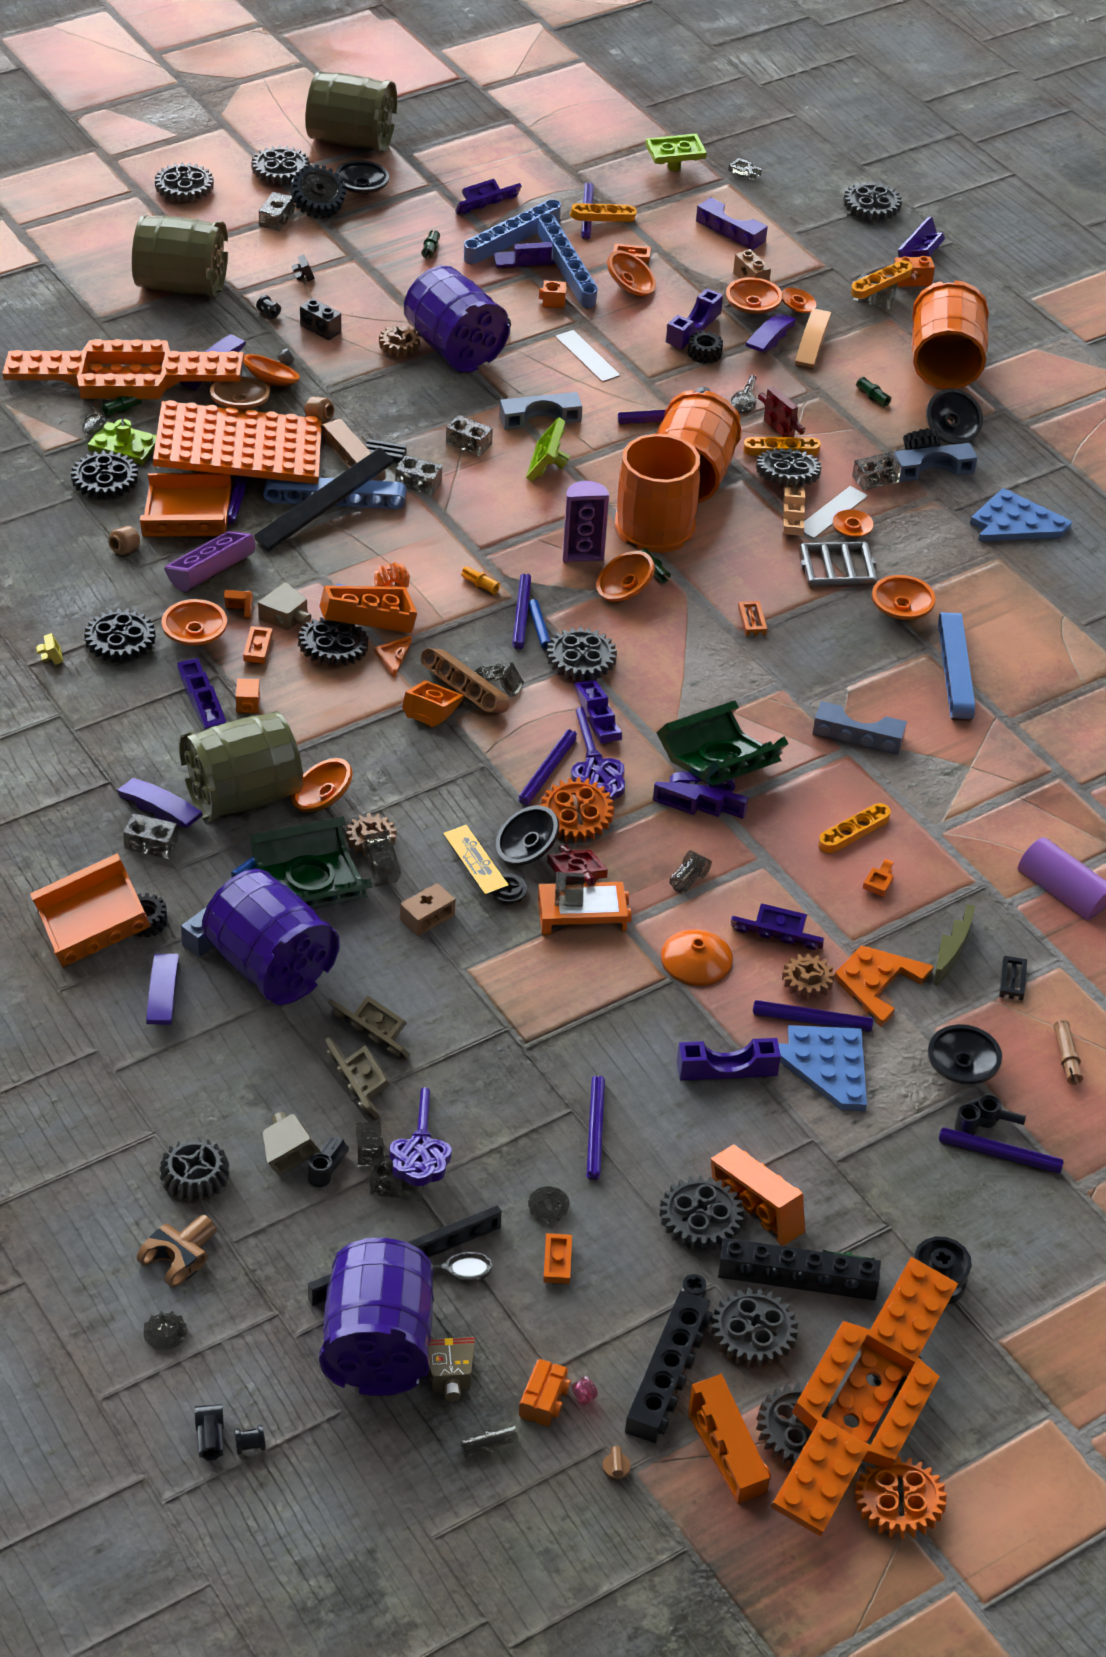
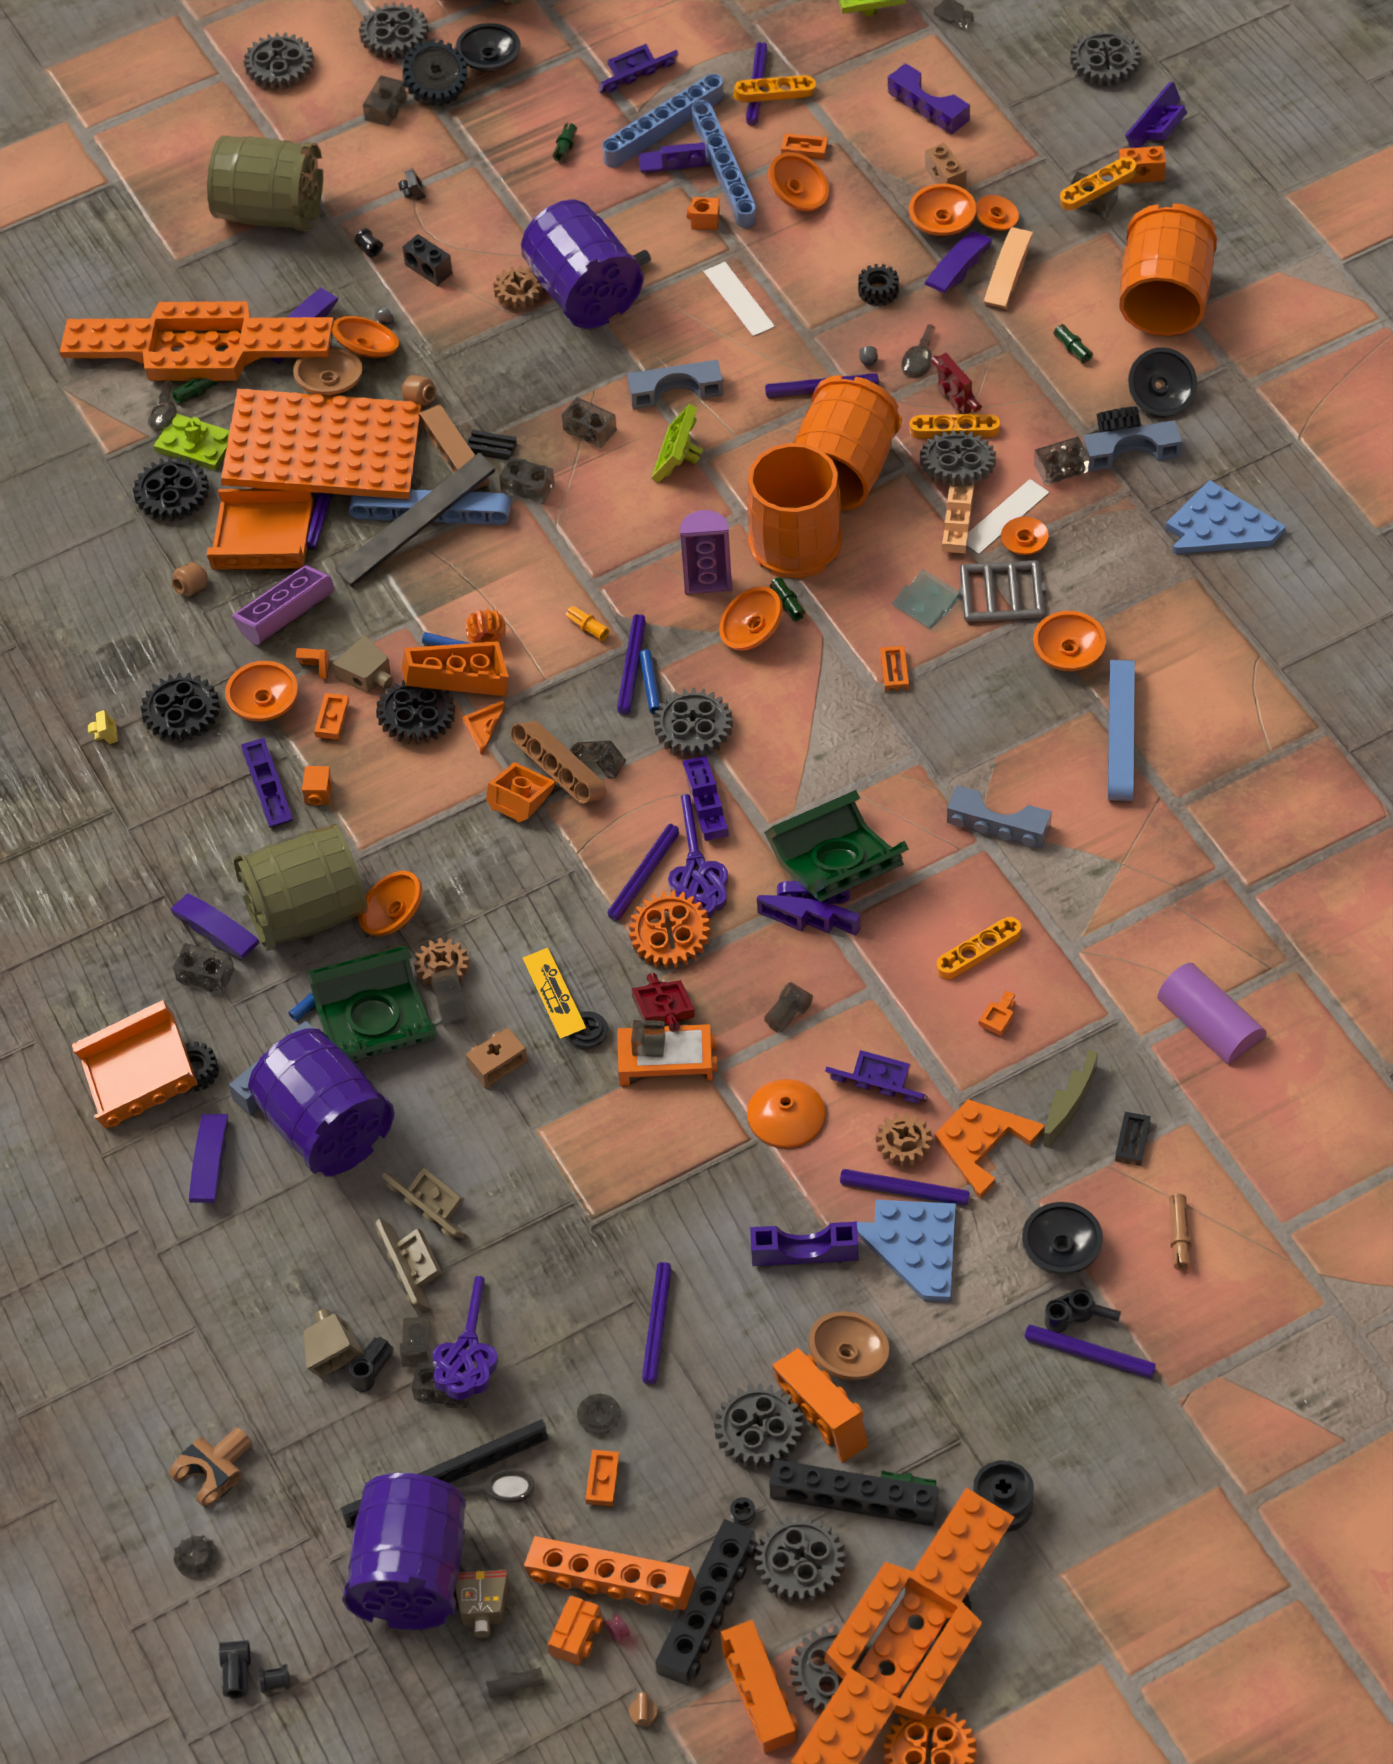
camera: 10 degrees right, 10 degrees up
(196, 1175) = (236, 1383): dark grey gear -> none
(527, 835) = (611, 965): black dish -> none
(575, 1338) = (651, 1573): none -> orange brick
(706, 310) = (882, 233): dark purple arch -> none
(774, 567) = (927, 599): none -> clear light blue slope
(780, 1142) = (850, 1336): none -> medium nougat dish

